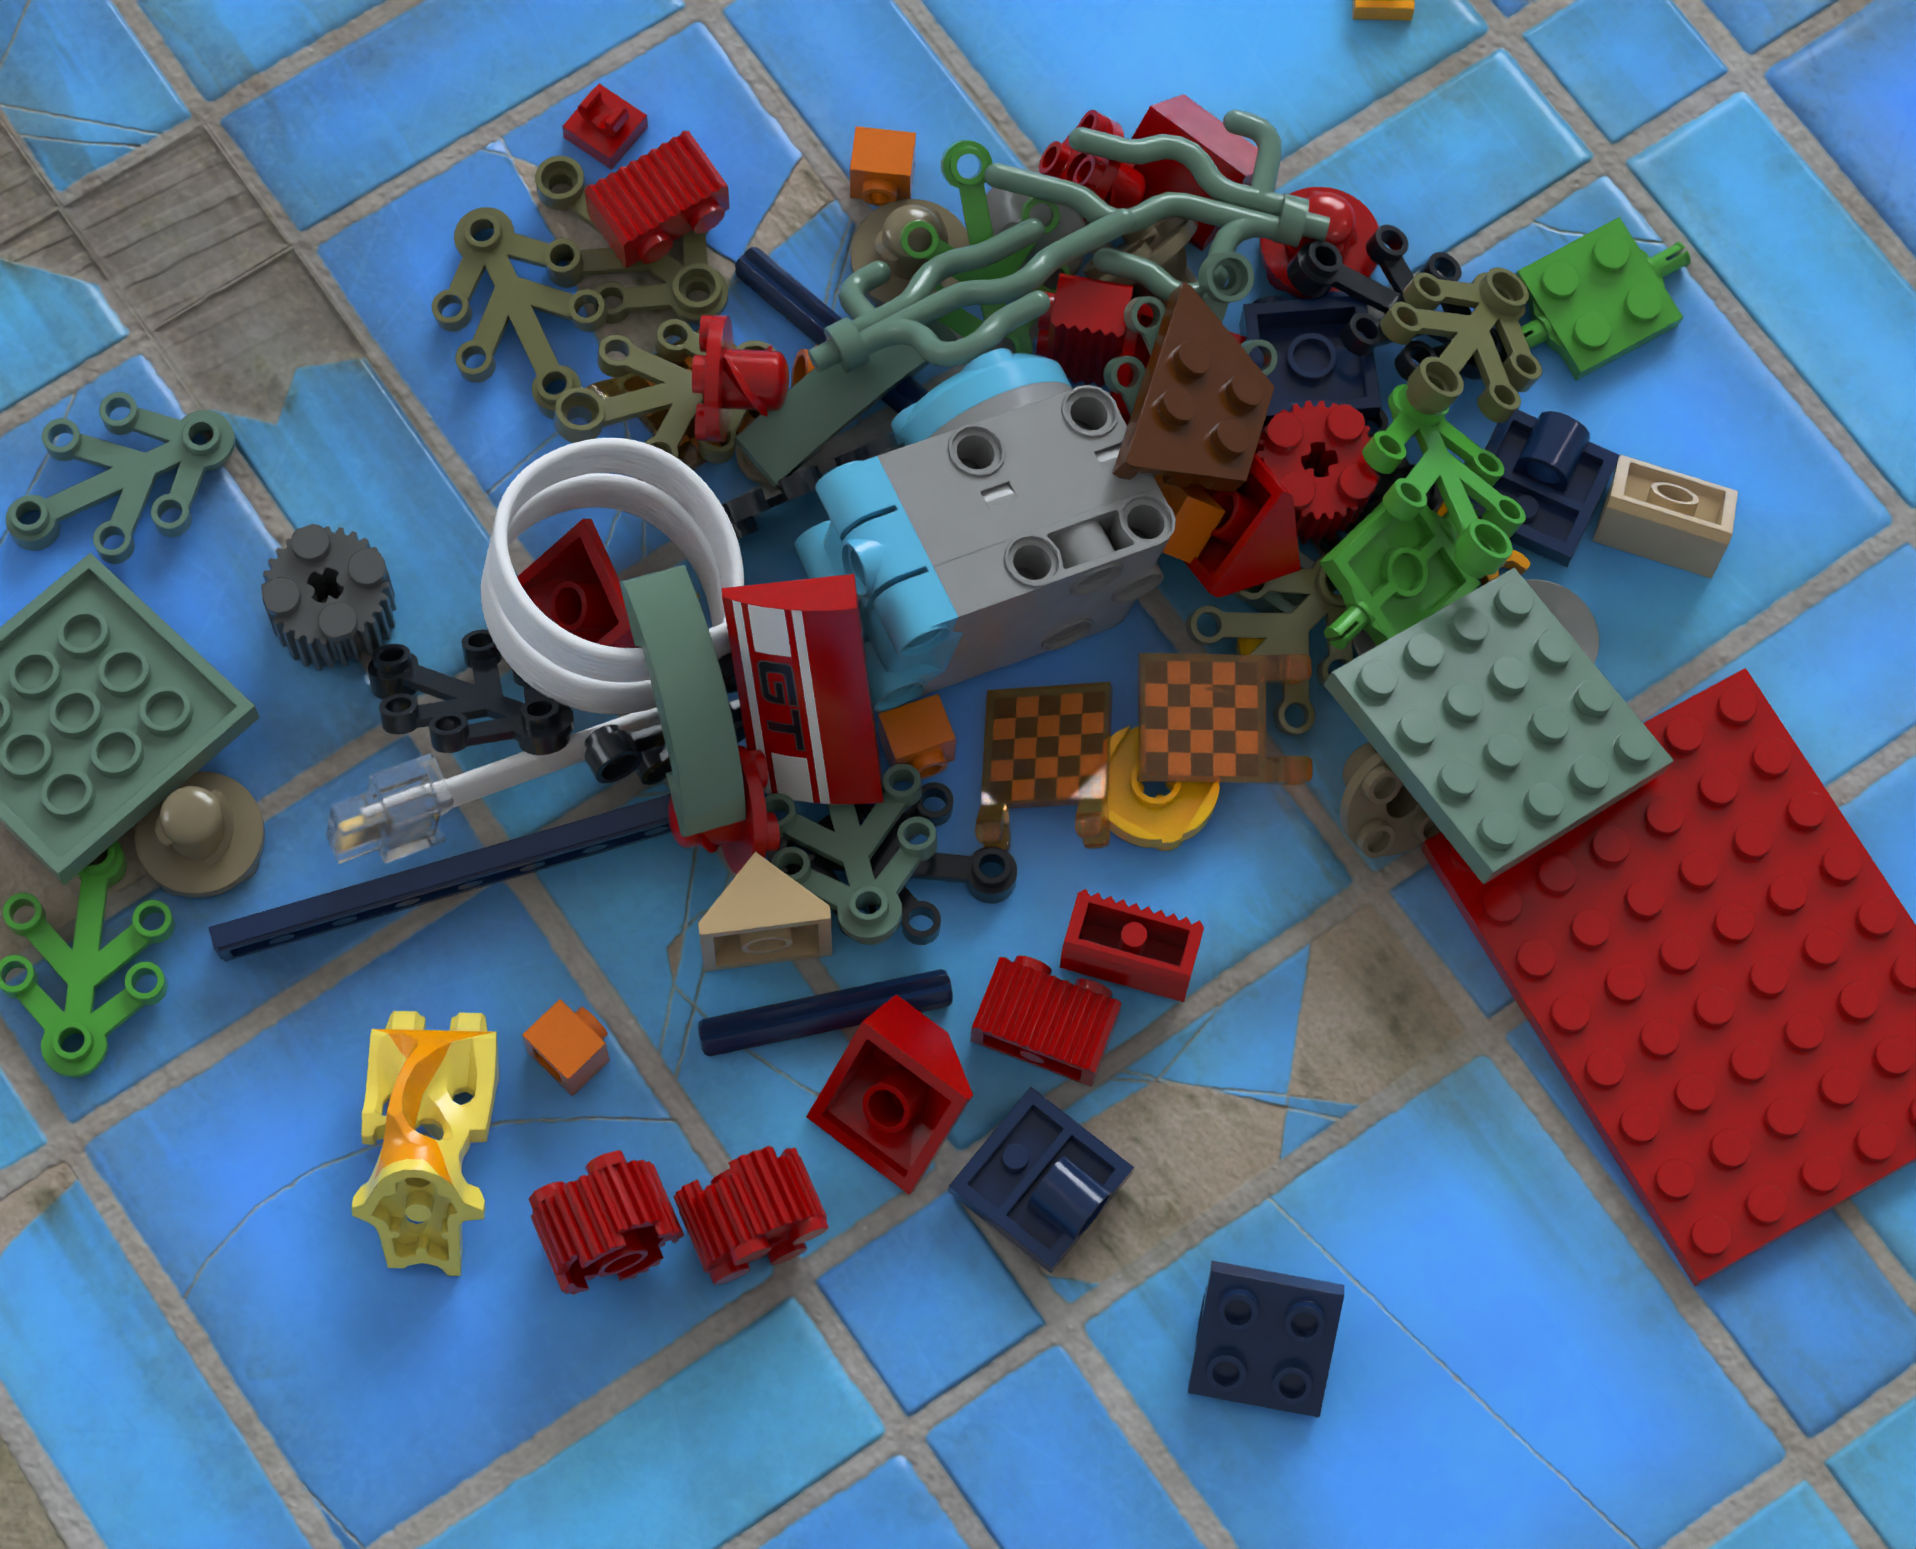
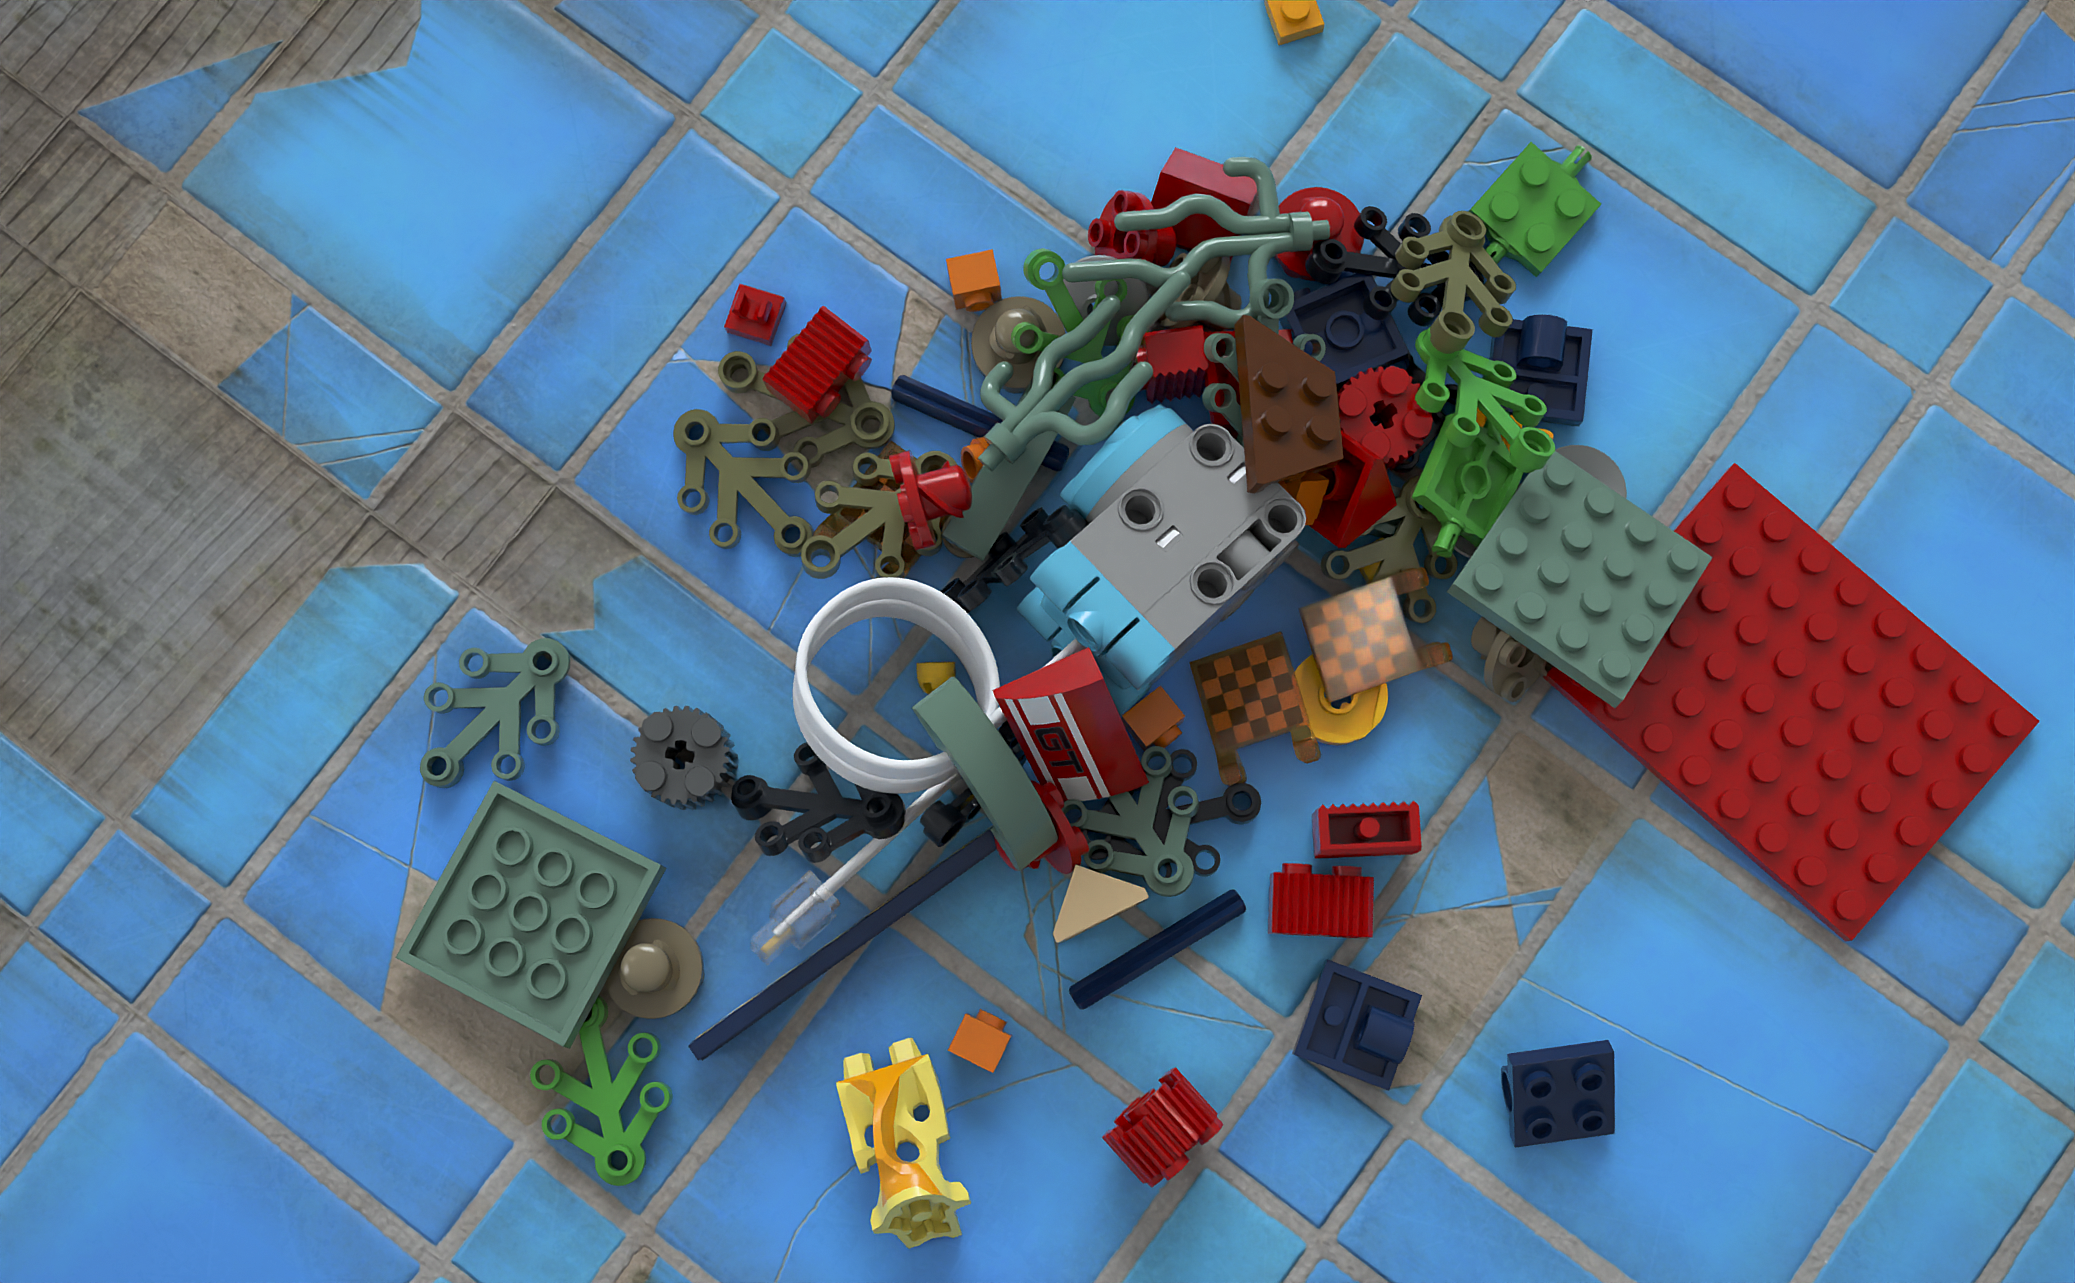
camera: 10 degrees left, 10 degrees up
(580, 588) = (867, 703): red slope -> none
(604, 1221) = (1057, 1171): red brick -> none
(894, 1093) = (1233, 996): red slope -> none
(1667, 516) = (1642, 362): tan slope -> none

